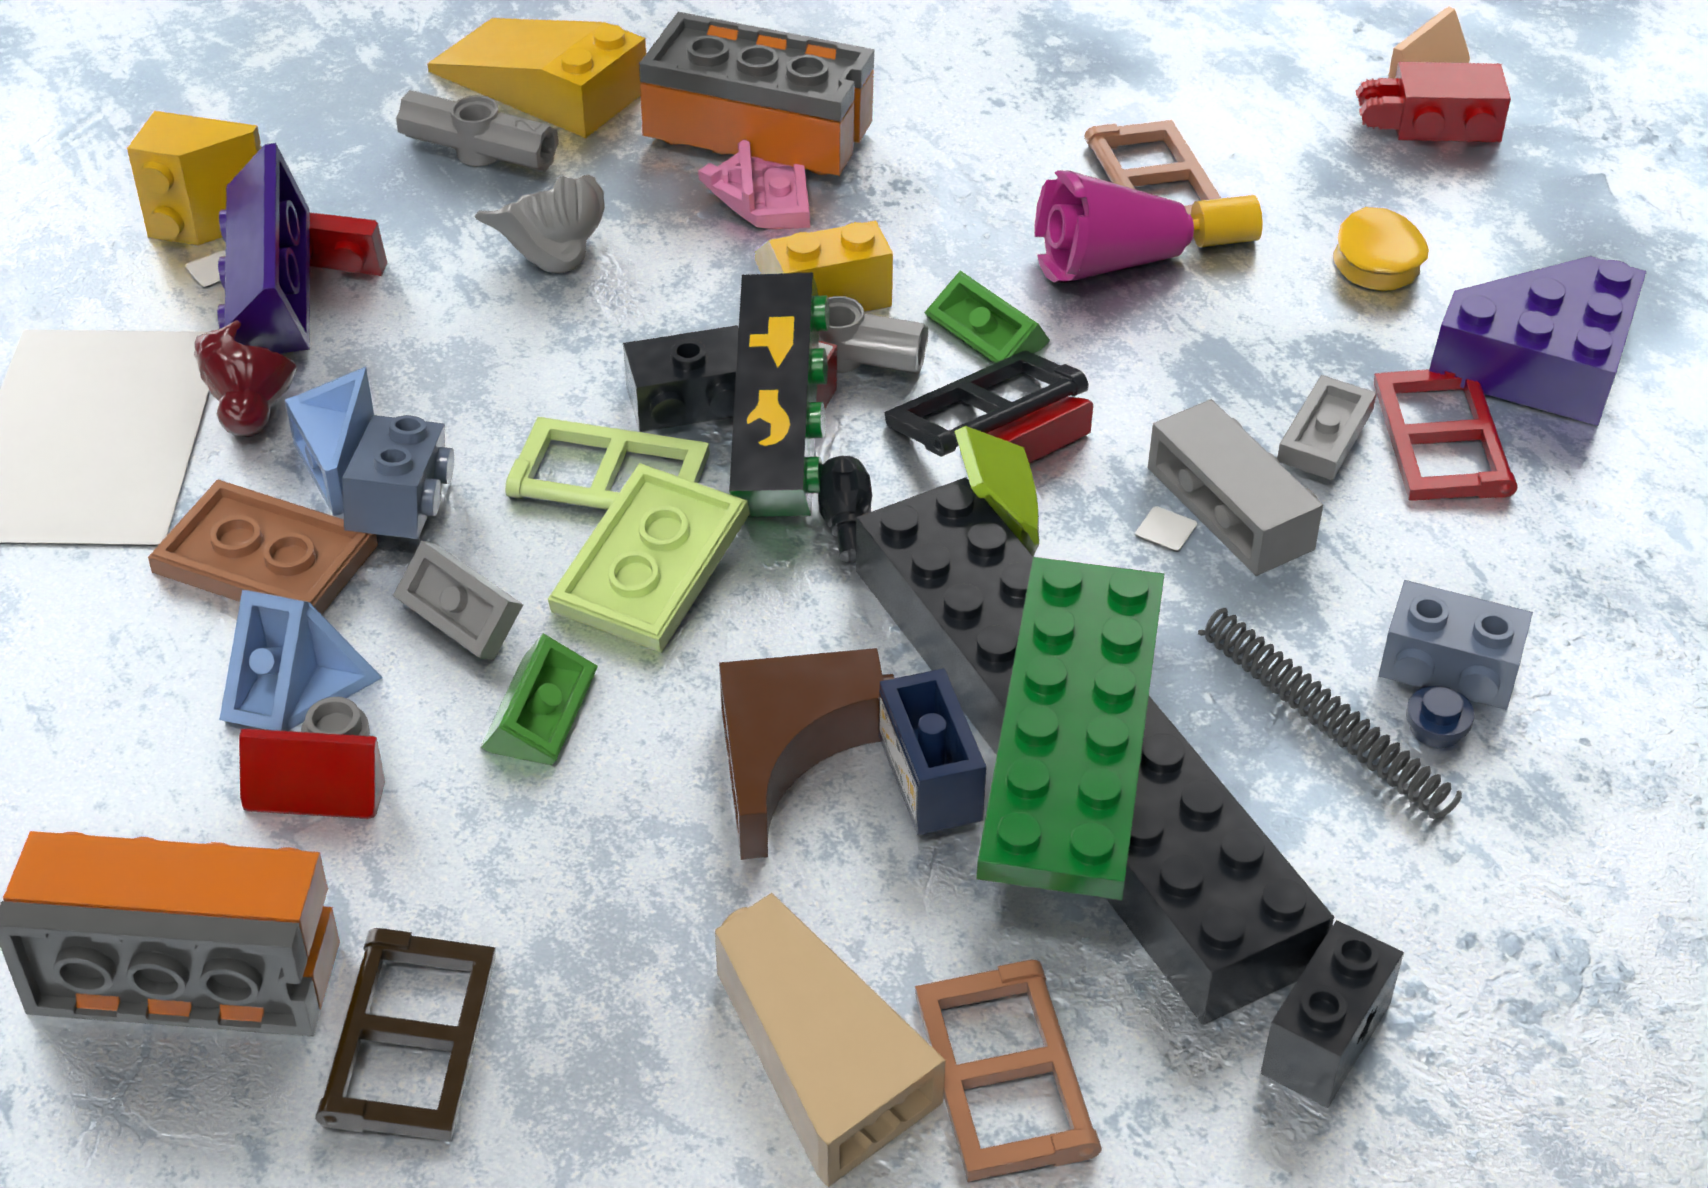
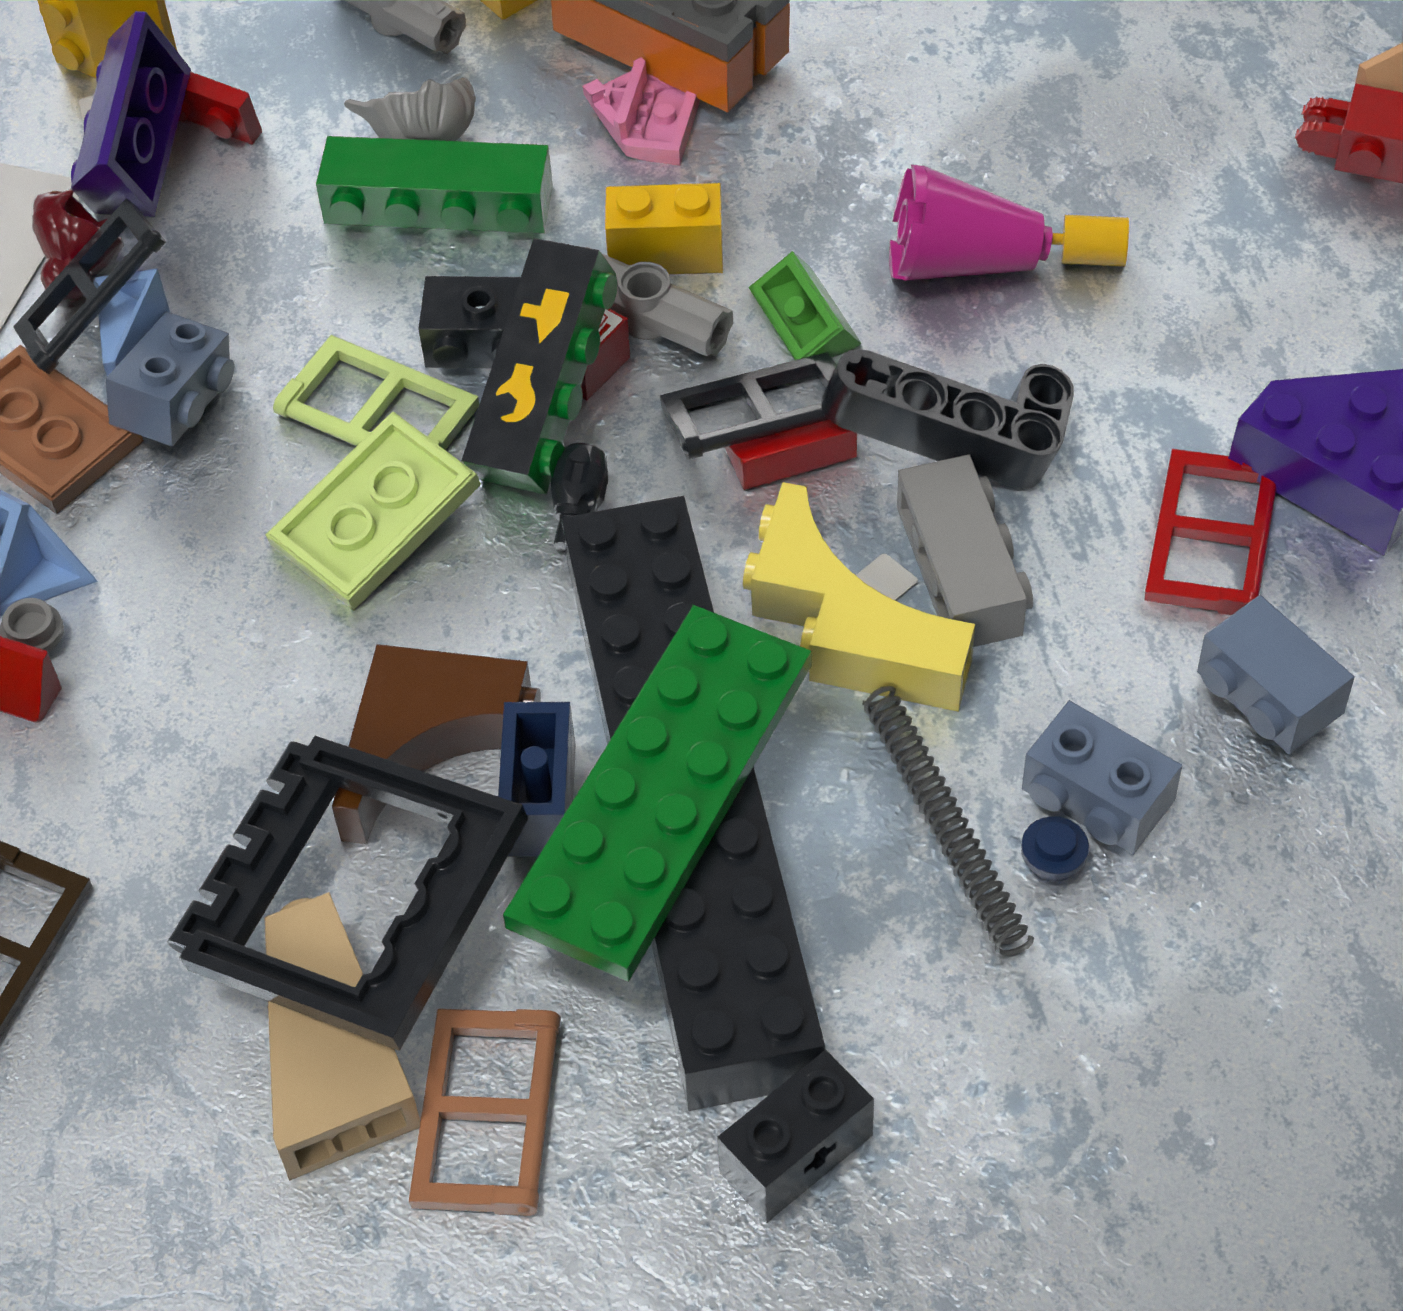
camera: 20 degrees right, 10 degrees up
(264, 395) = (77, 273): none -> black window
(458, 600) = (181, 520): light grey plate -> none
(540, 703) = (223, 641): bright green slope -> none
(589, 273) = (435, 184): none -> green brick
(897, 901) = (416, 943): none -> black hinge
(1004, 479) = (714, 508): lime slope -> none
(1108, 136) = (1029, 113): nougat window -> none
(1175, 373) = (948, 419): none -> black beam
(1201, 567) = (852, 629): none -> light yellow arch
(1326, 427) = (1088, 503): light grey plate -> none
(1379, 249) = (1242, 304): yellow piece -> none
(1568, 527) = (1274, 674): none -> sand blue brick

